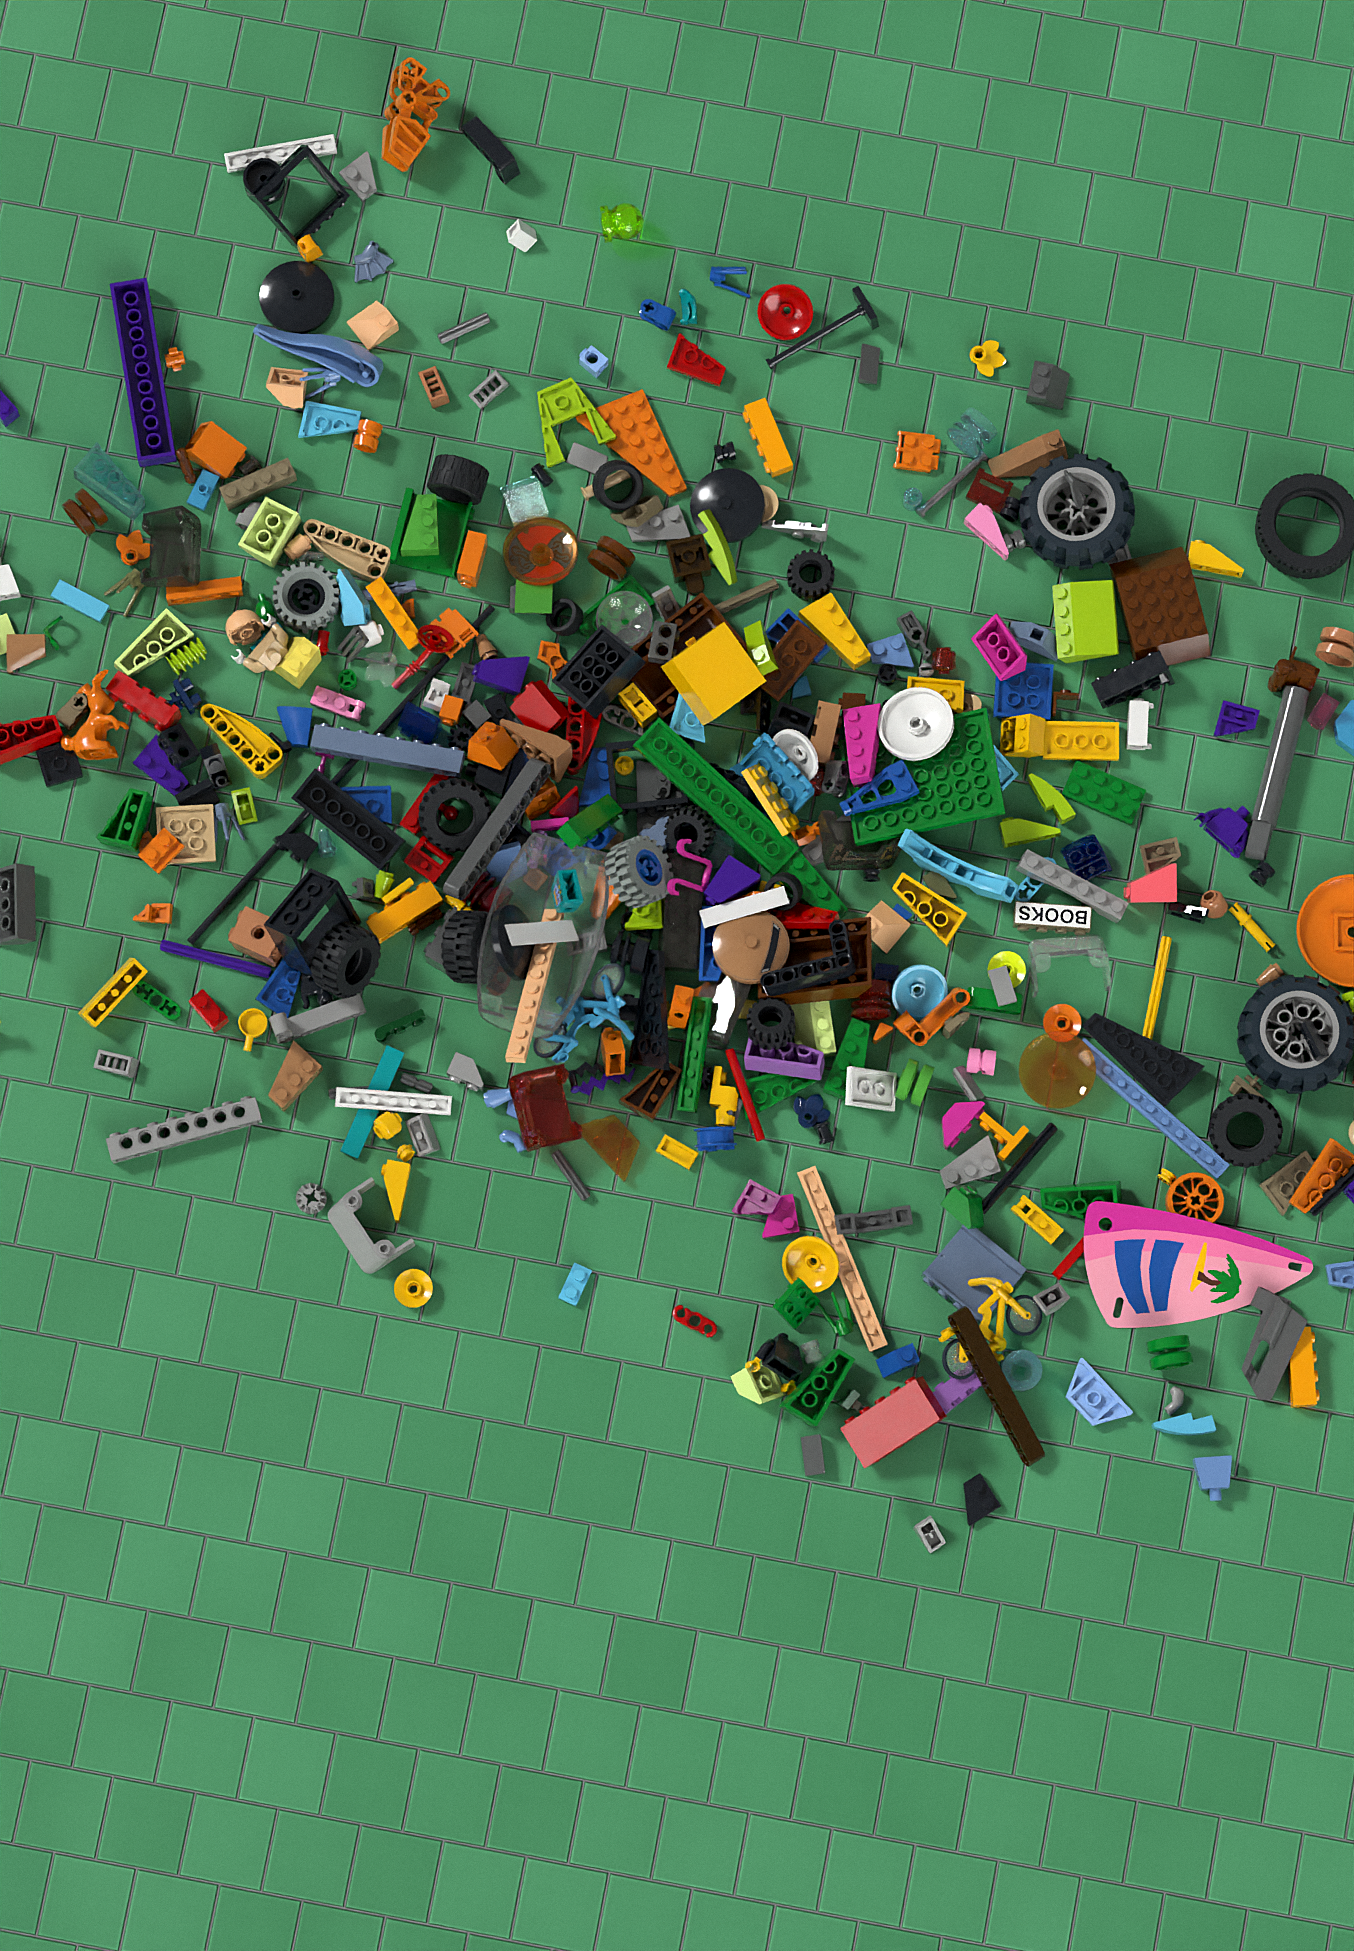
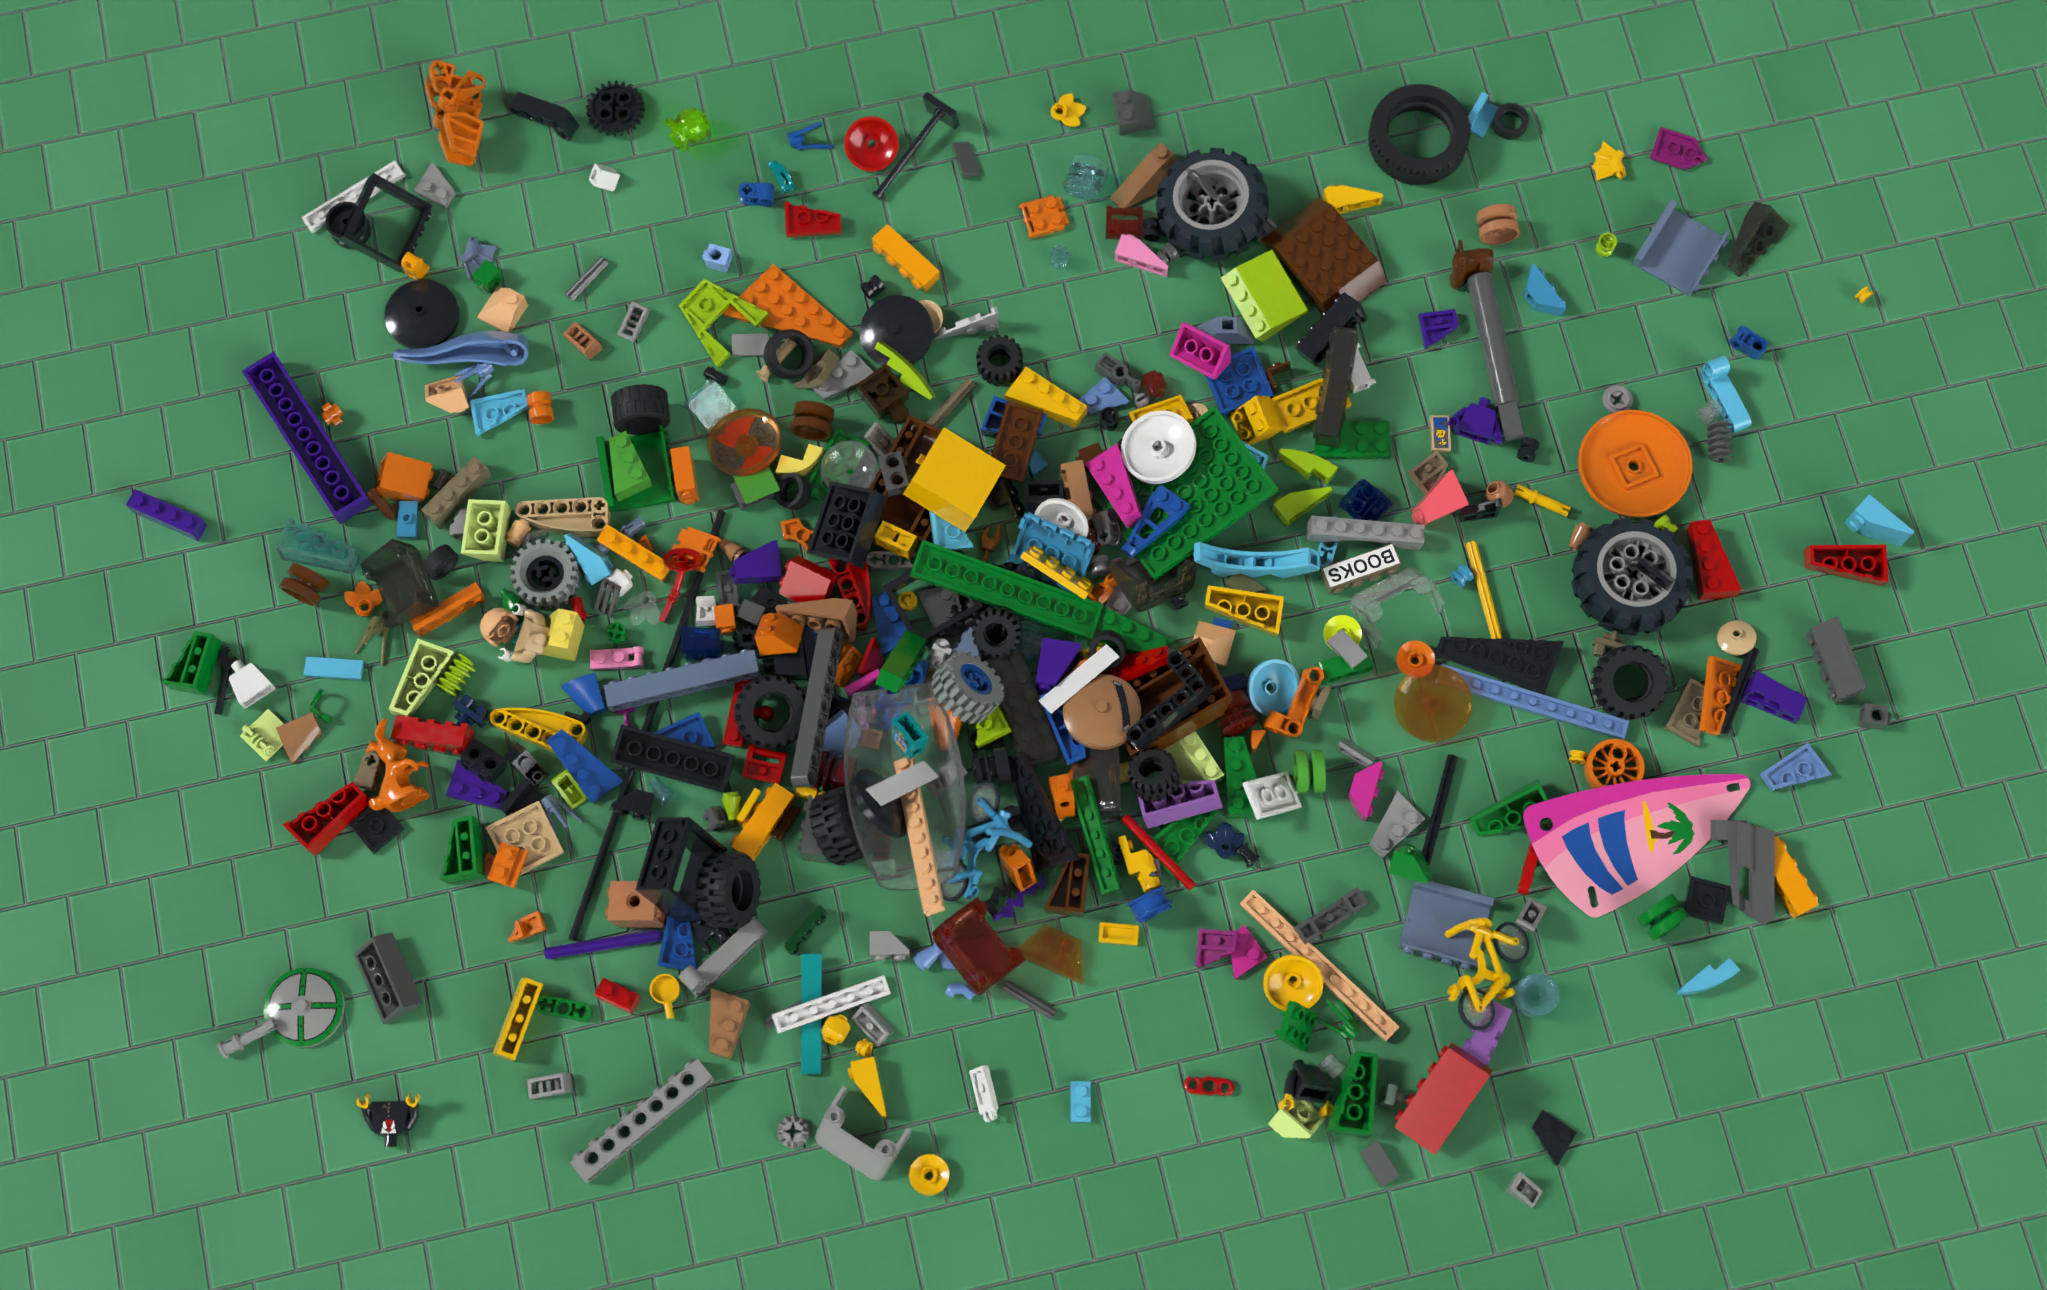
camera: 20 degrees left, 5 degrees down
(216, 544) = (440, 562): none -> black tyre
(267, 795) = (587, 770): none -> blue wing
(372, 287) = (487, 276): none -> green brick
(420, 1084) = (849, 977): dark grey piece -> none
(494, 1239) = (984, 1092): none -> white hinge
(576, 177) = (632, 108): none -> black gear
(579, 596) = (792, 465): none -> light yellow brick
(629, 827) = (938, 654): none -> white hips
(706, 875) = (1029, 661): dark pink piece -> none
(722, 744) = (989, 544): none -> dark orange hand
(759, 648) = (984, 440): lime slope -> none
(814, 808) = (1099, 565): none -> light grey wheel
(898, 1360) = (1416, 1037): blue slope -> none
(952, 483) = (1072, 265): flat silver bar -> none
(981, 1061) = (1359, 726): bright pink wheel -> none
(996, 1386) = (1522, 1020): dark brown beam -> none
(1002, 1135) = (1410, 785): light orange bracket -> none
(1037, 1220) = (1480, 848): yellow plate -> none
(1094, 1397) = (1611, 989): light blue wing -> none
(1107, 738) = (1336, 386): none -> clear smoke brick
(1142, 964) = (1461, 575): none -> dark azure wheel
(1177, 1400) = (1689, 960): light grey arm -> none
(1187, 825) = (1440, 434): none -> tile
(1213, 1474) = (1757, 1013): medium blue torso -> none
(1218, 1356) = (1706, 900): none -> black plate
(1323, 712) = (1512, 285): clear pink slope -> none

